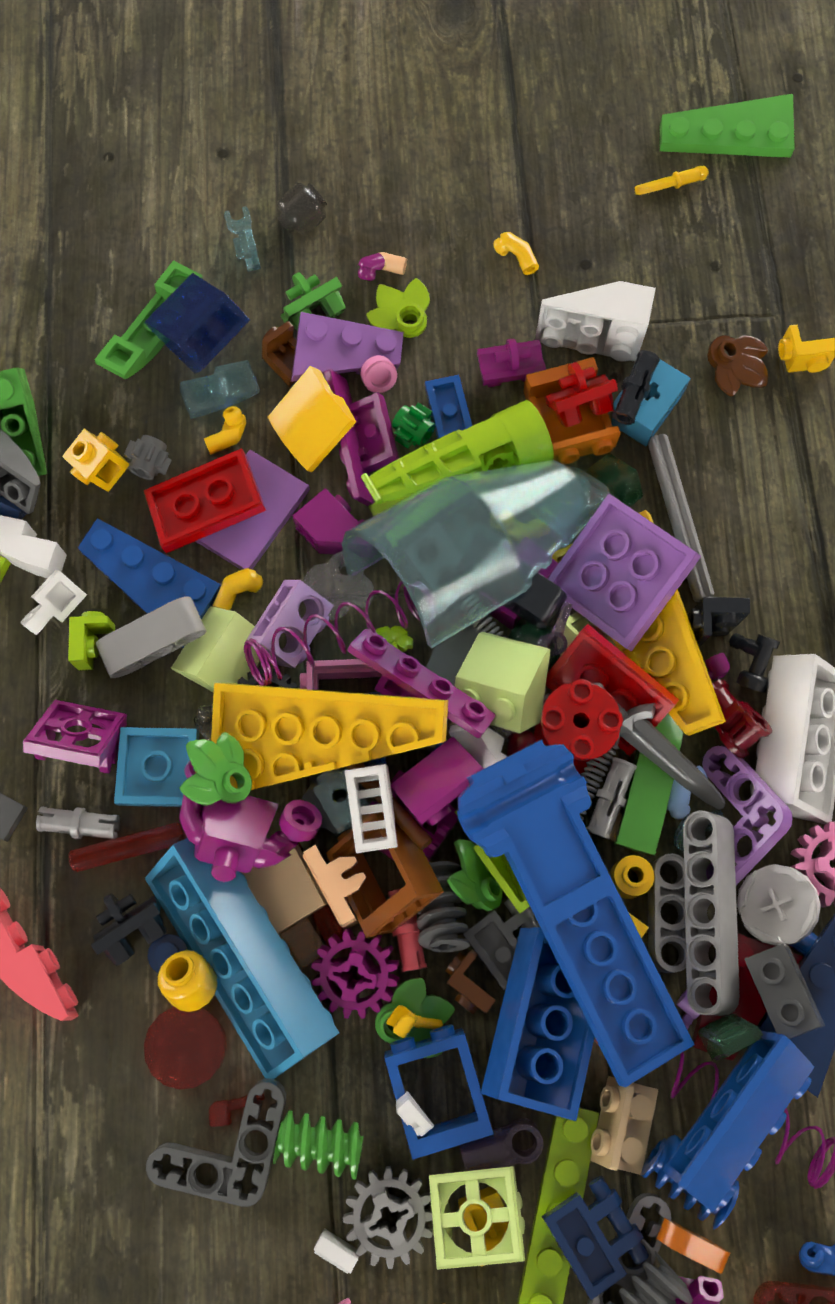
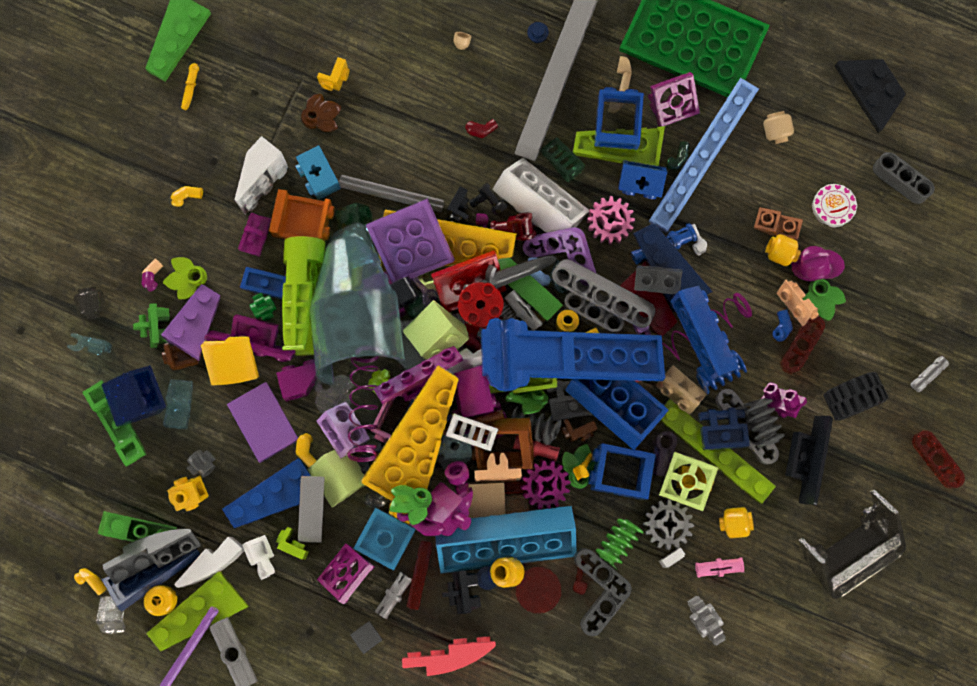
camera: 65 degrees left, 5 degrees up
(204, 500) = (244, 443): red tile -> none
(230, 433) = (209, 409): yellow arm -> none
(378, 374) = (220, 310): bright pink tile -> none
(413, 1115) = (628, 487): white tile -> none
(579, 390) = (294, 207): red hips -> none
(636, 387) = (310, 177): black pin -> none
(693, 1245) = (749, 386): orange beam -> none
(728, 1036) = (665, 317): clear green slope -> none
(778, 905) = (616, 258): white tile -> none

